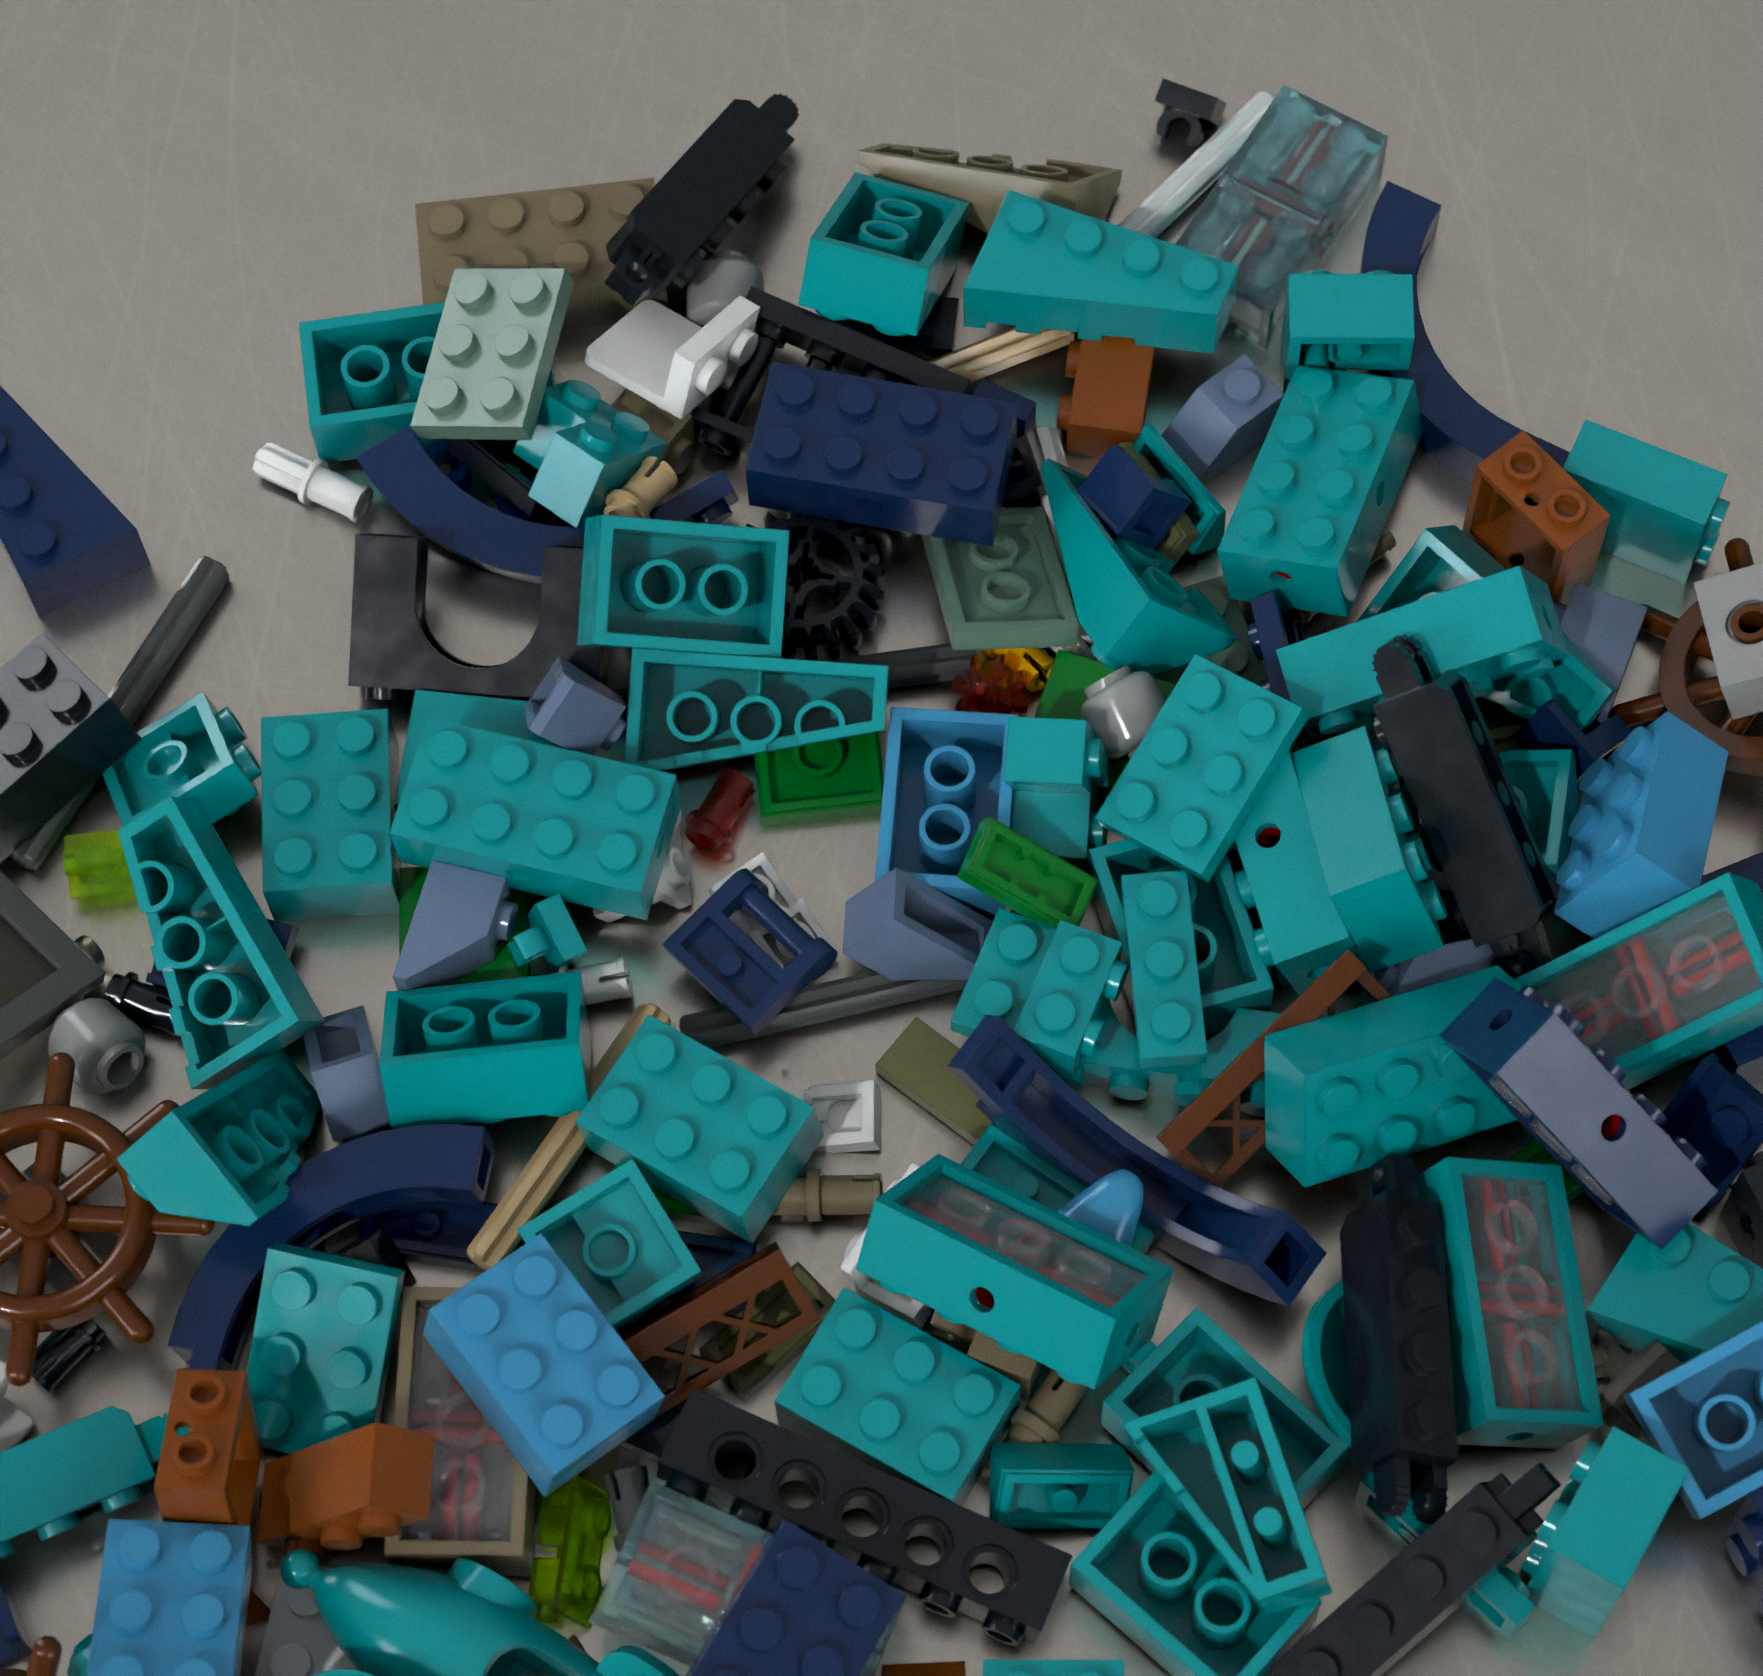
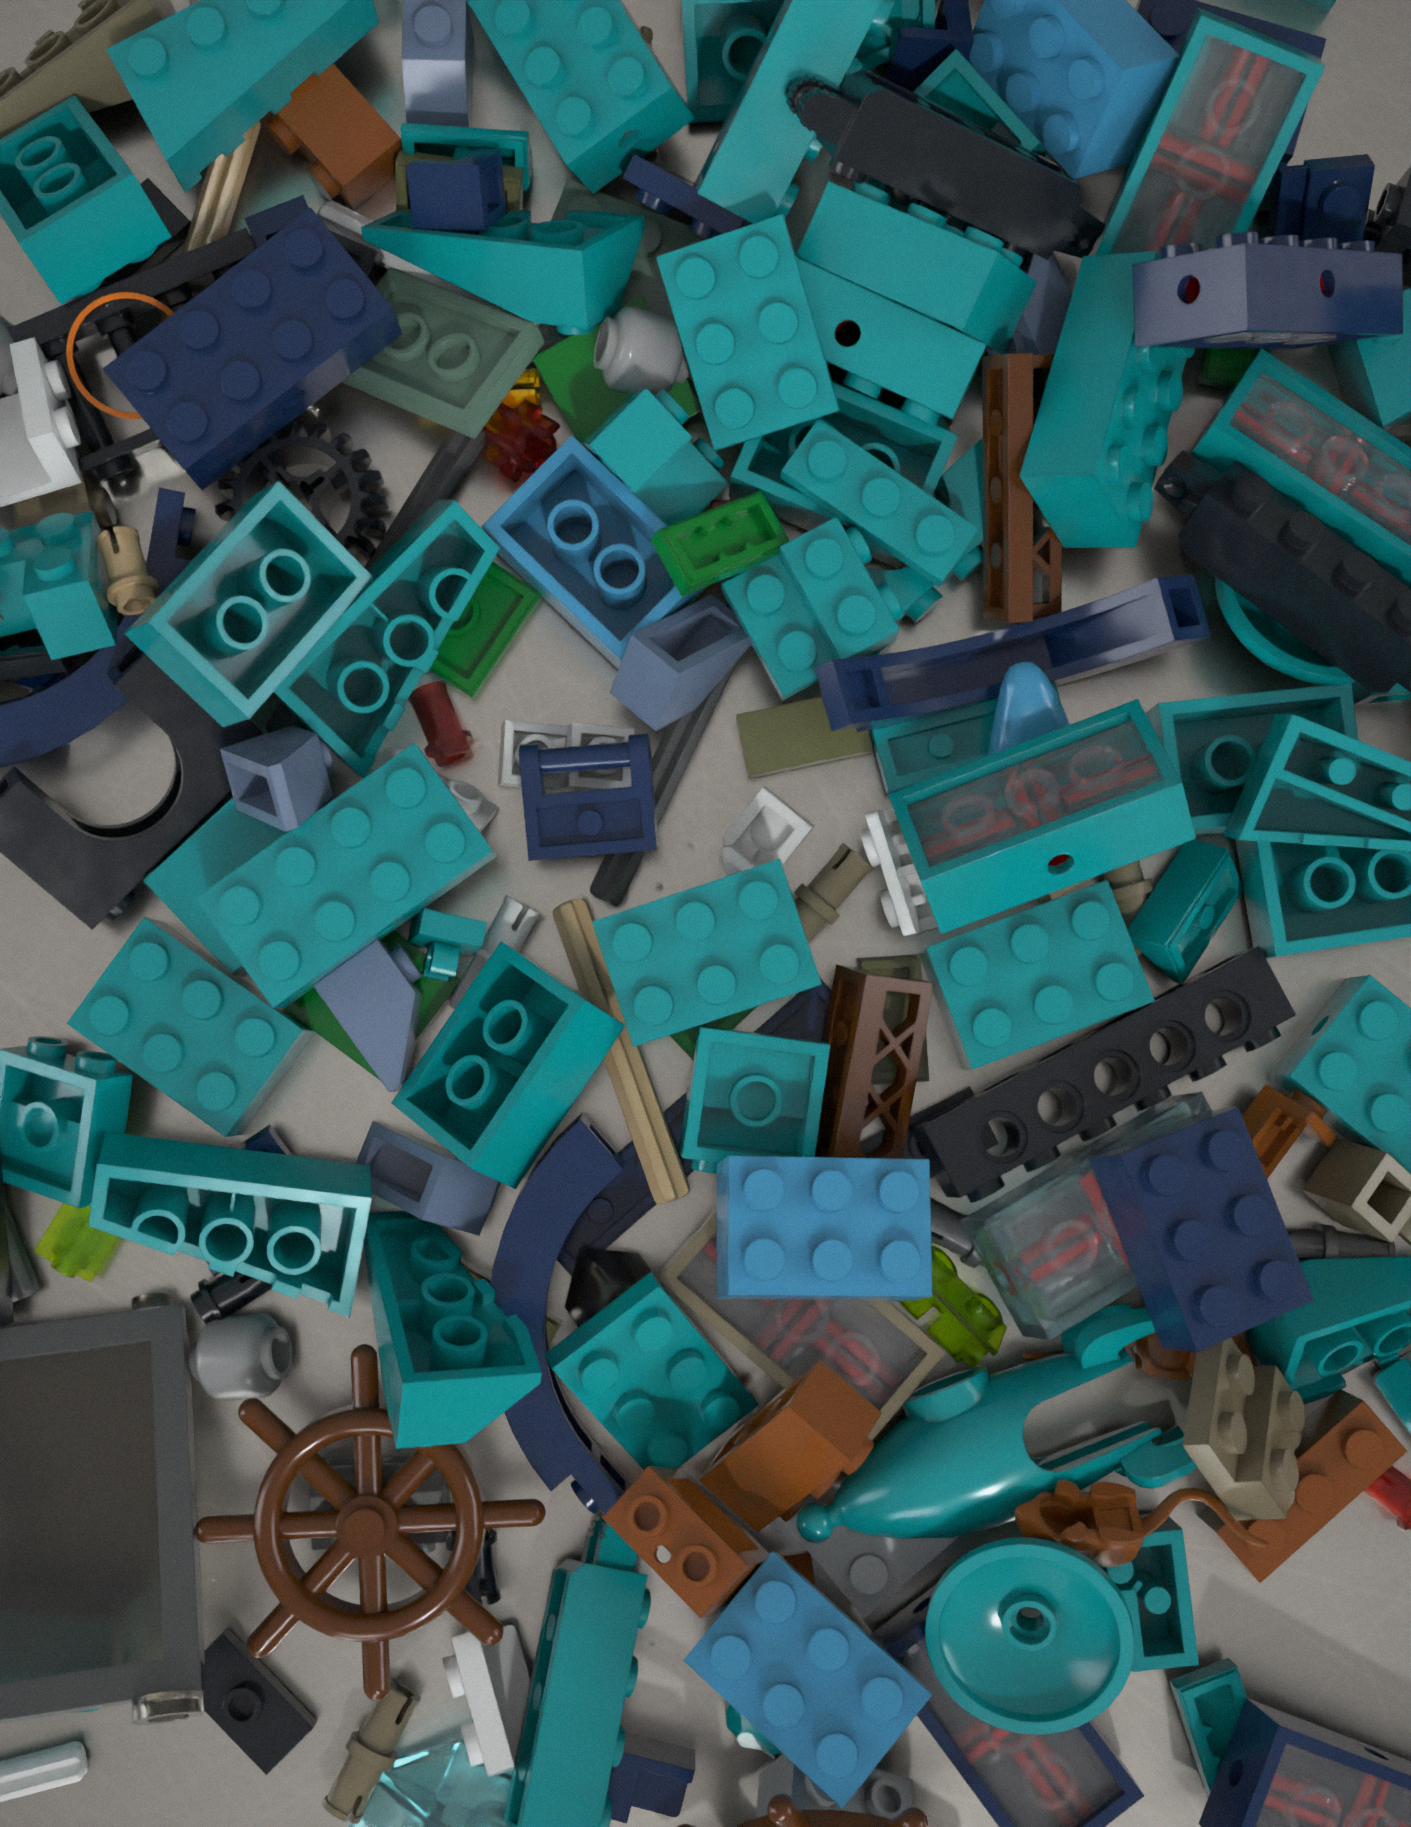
camera: 60 degrees left, 20 degrees up
(751, 373) = (70, 341): none -> orange piece

